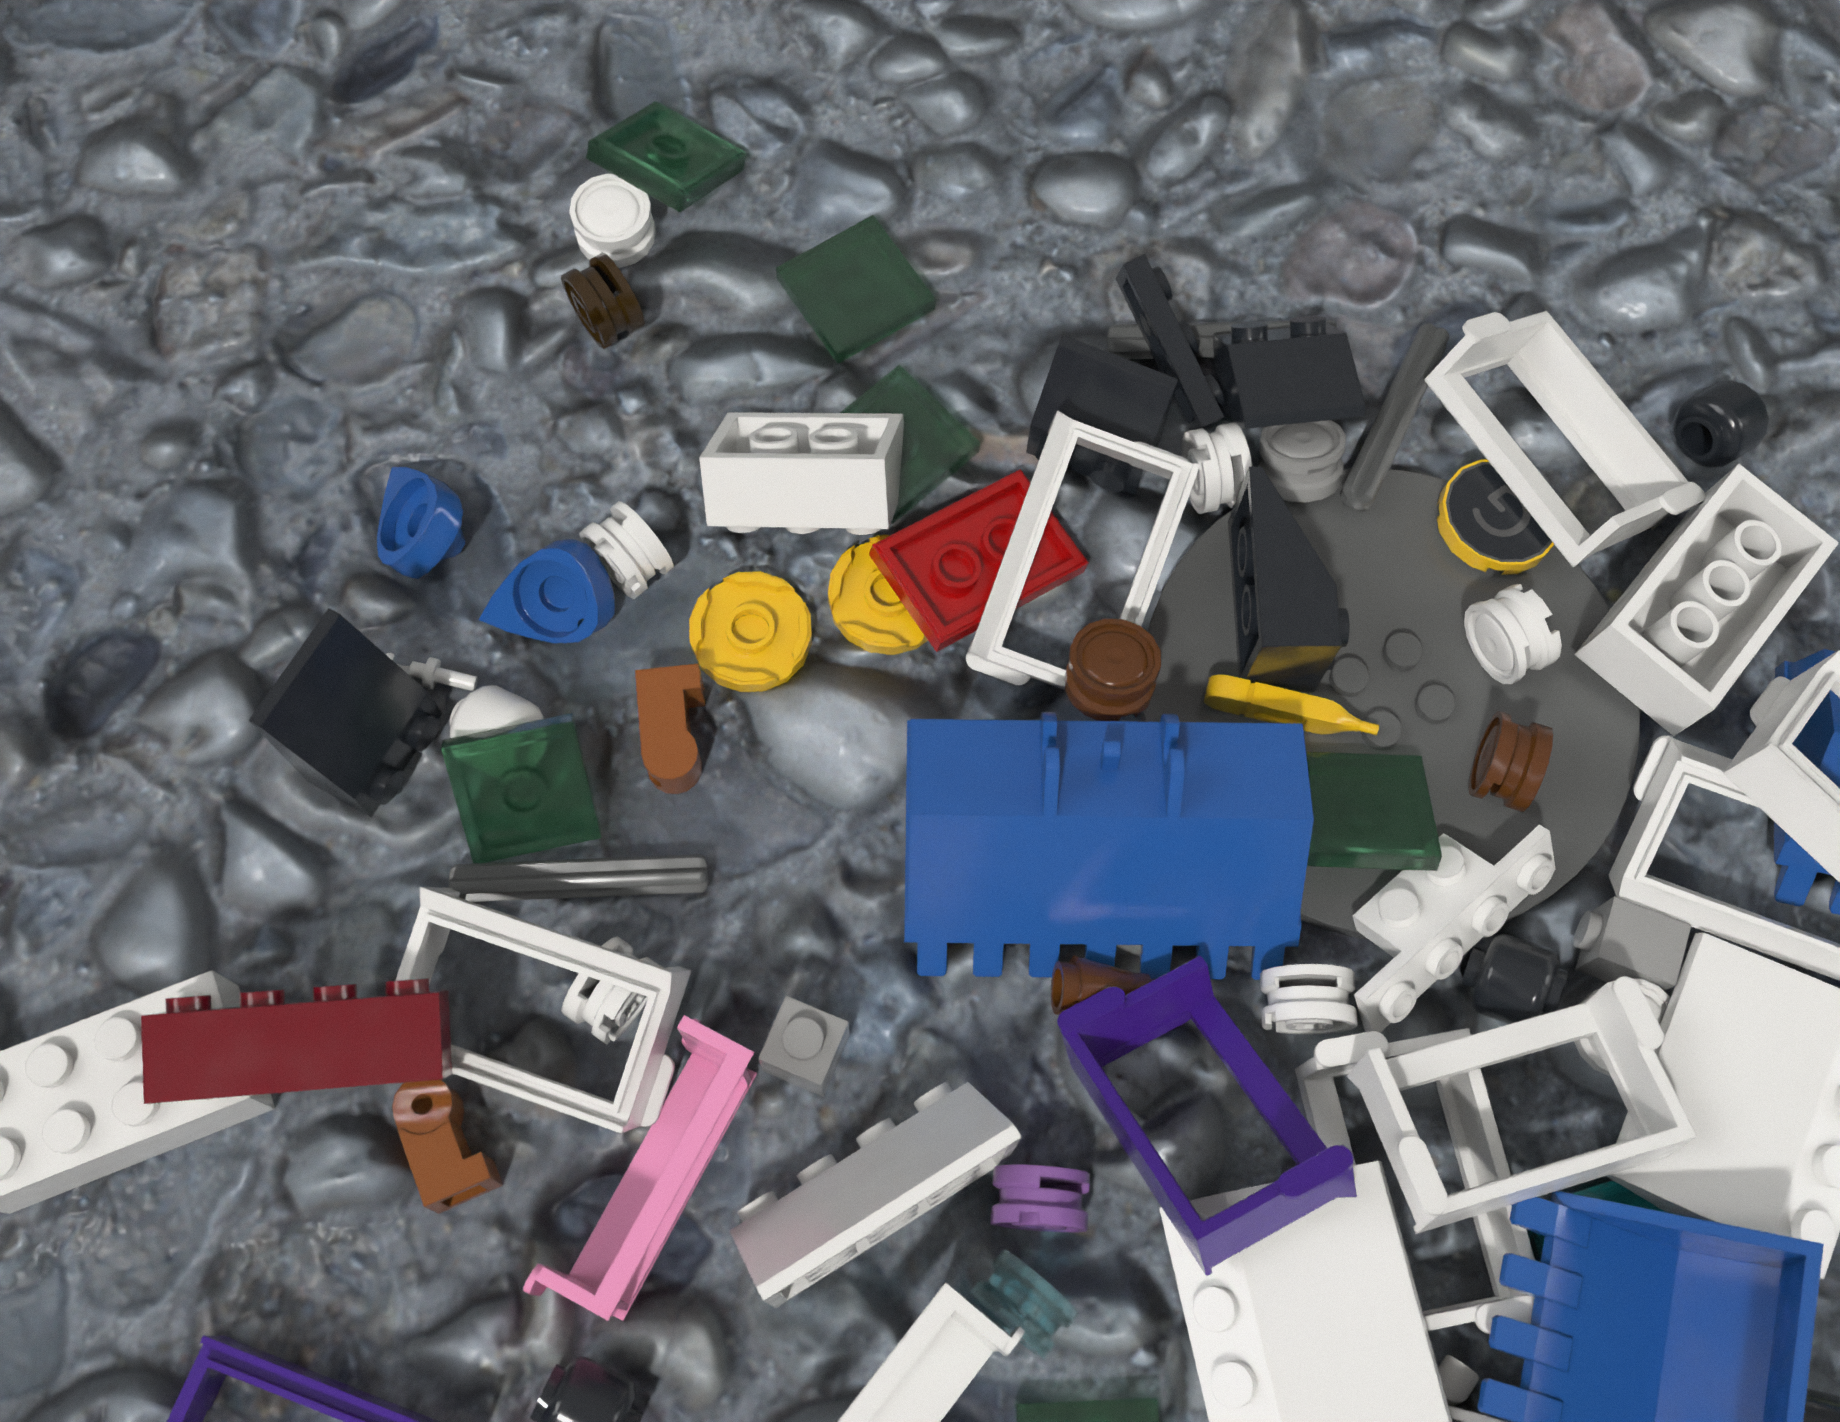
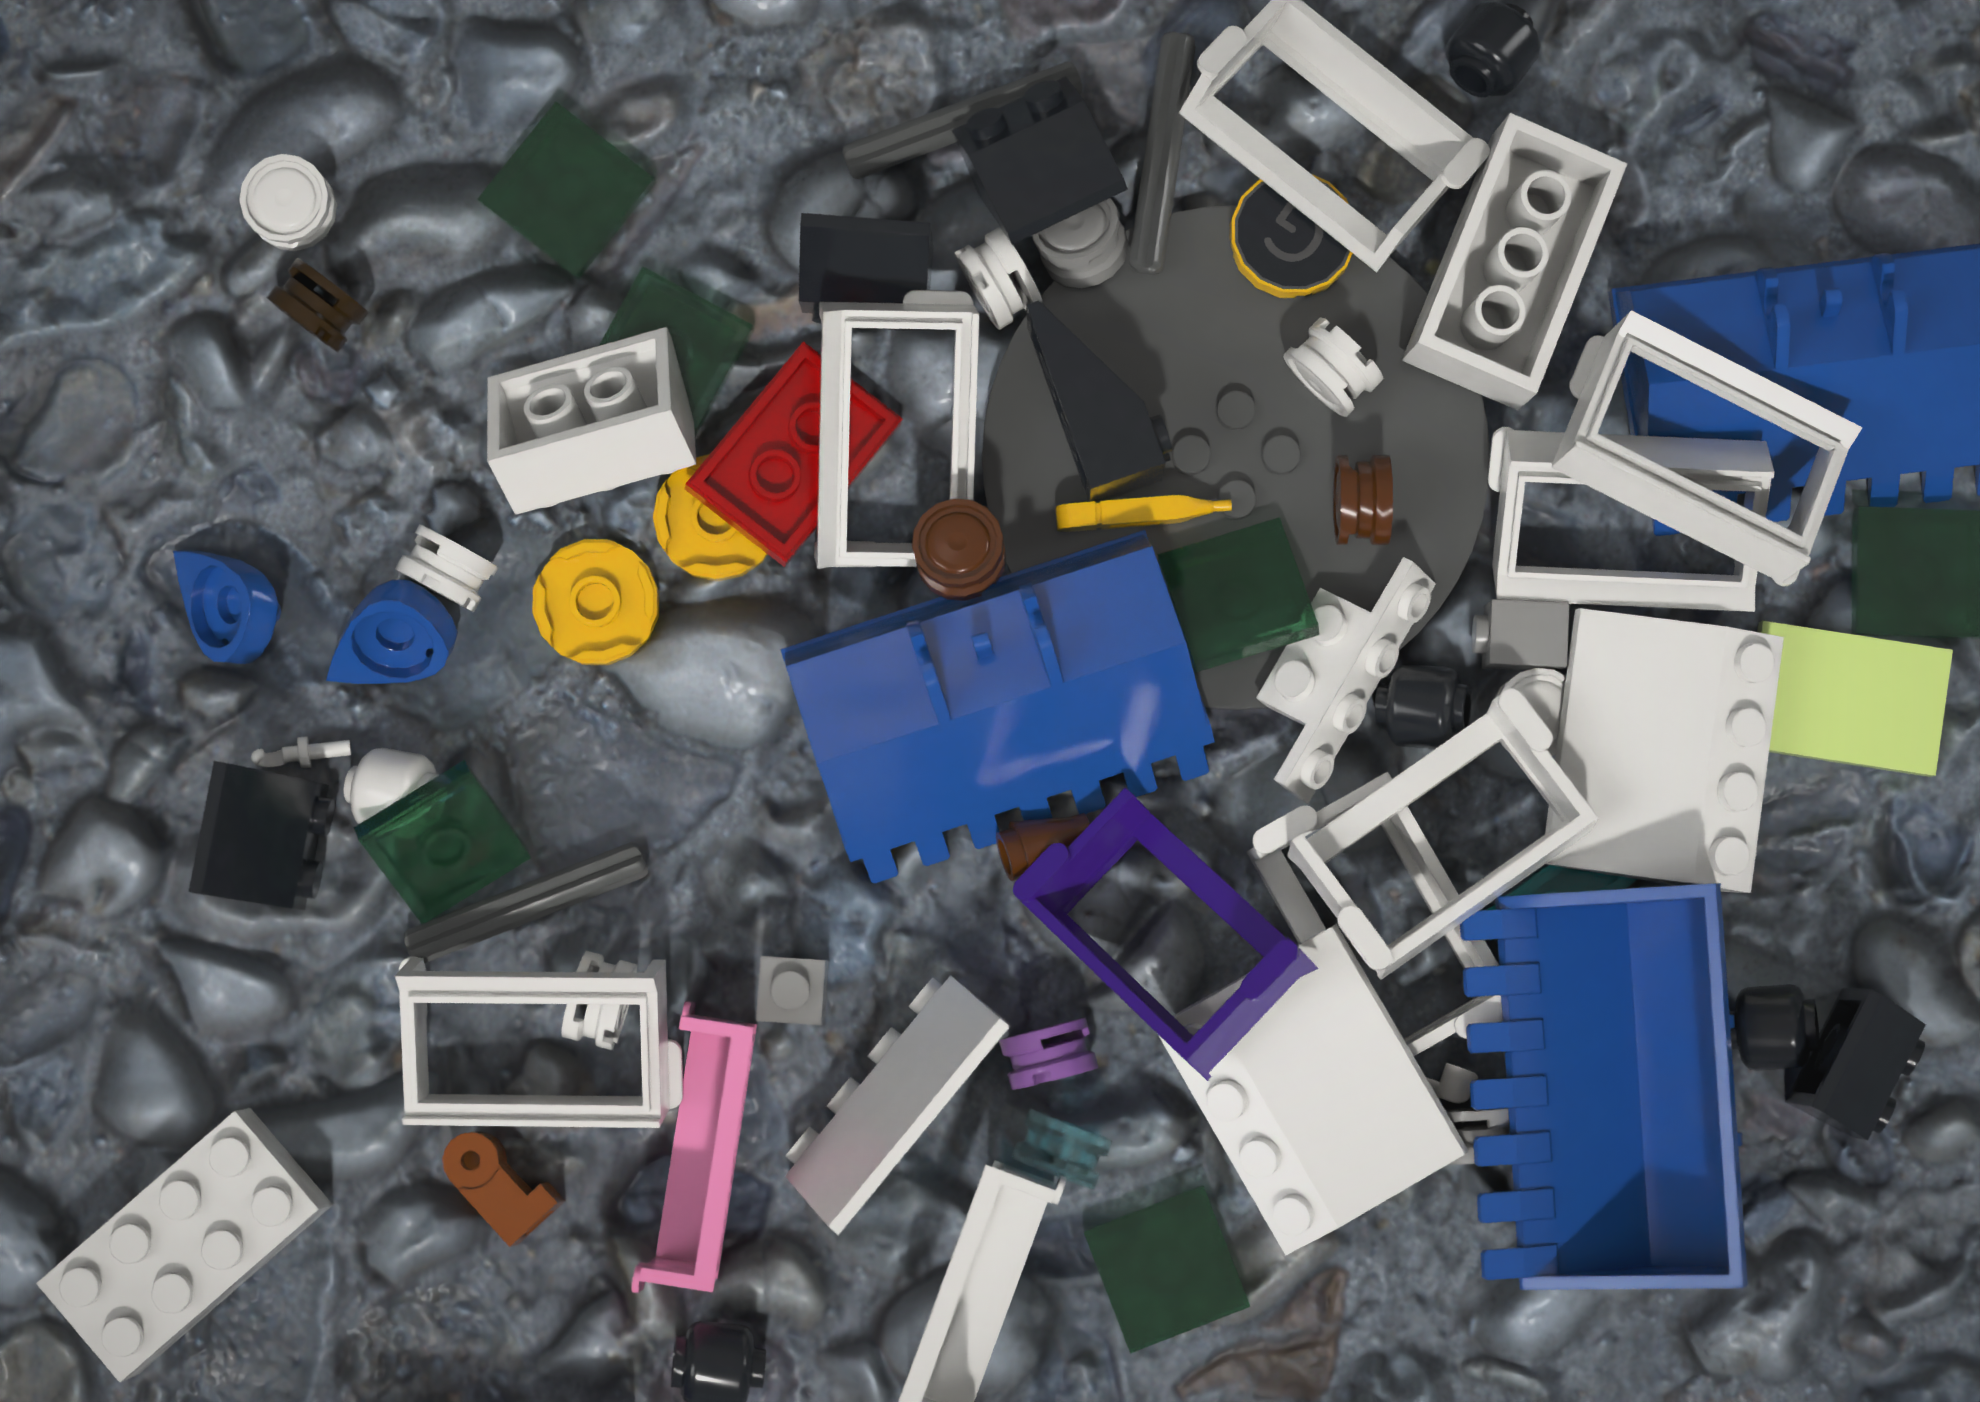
camera: 10 degrees left, 15 degrees up
(295, 1045) = (350, 1153): dark red brick -> none
(664, 725) = (551, 731): dark orange leg -> none
(666, 156) = (316, 110): clear green tile -> none
(1170, 342) = (914, 160): black plate -> none
(1308, 999) = (1238, 797): white wheel -> none

